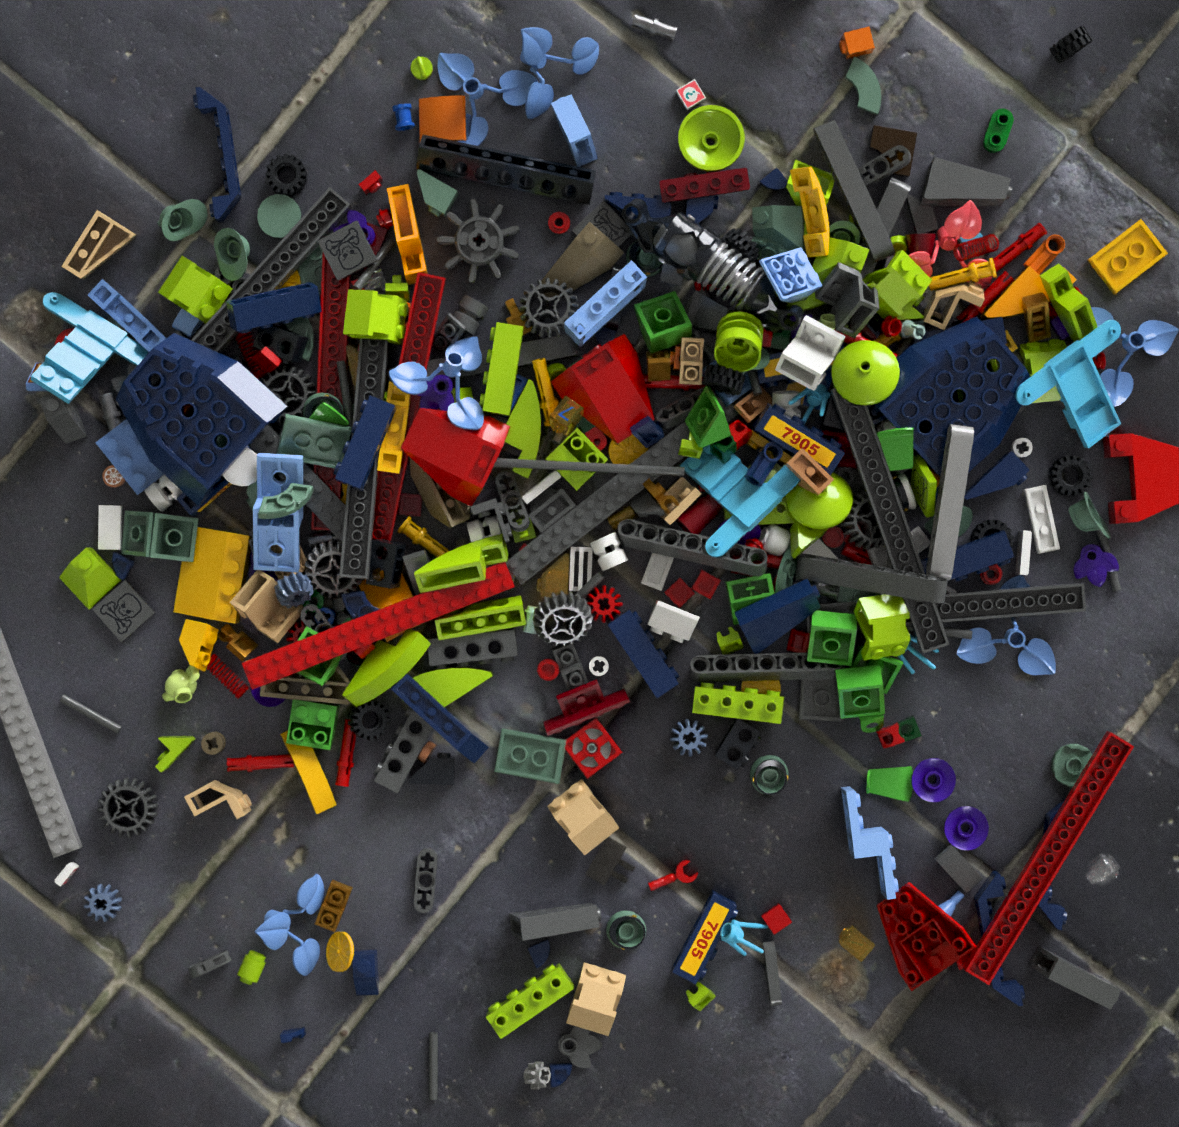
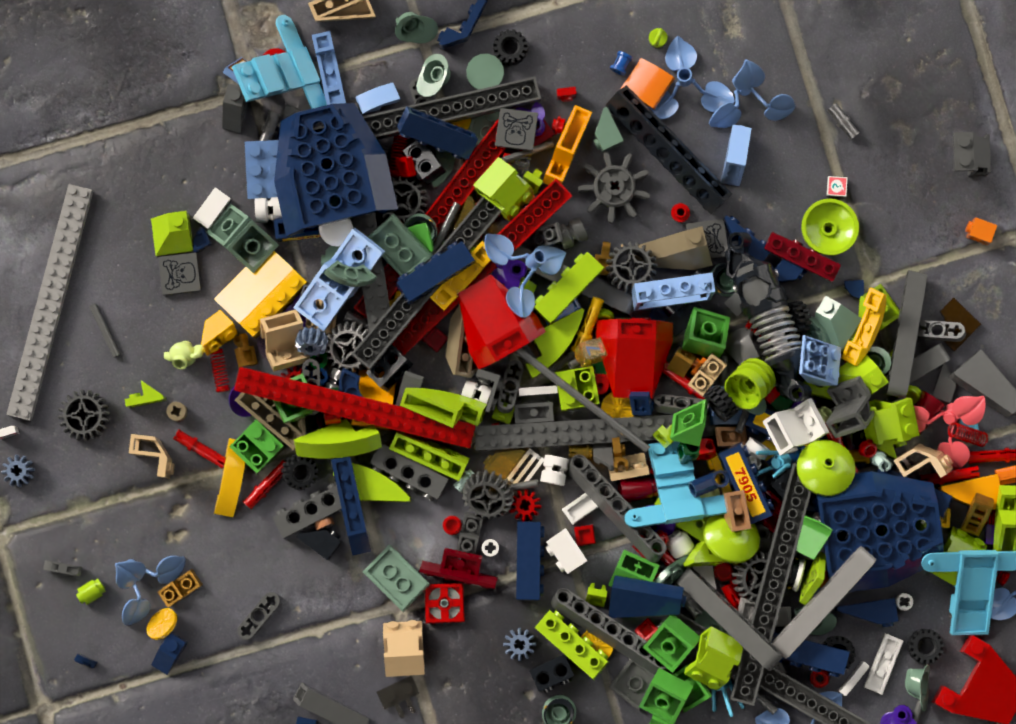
camera: 40 degrees right, 5 degrees down
(112, 477) = (238, 174): nougat tile -> none
(195, 289) = (389, 83): lime piece -> none
(420, 536) = (427, 367): yellow pin -> none
(706, 584) = (608, 542): red tile -> none
(866, 85) = (967, 265): sand green tile -> none
(973, 272) = (952, 450): yellow pin -> none

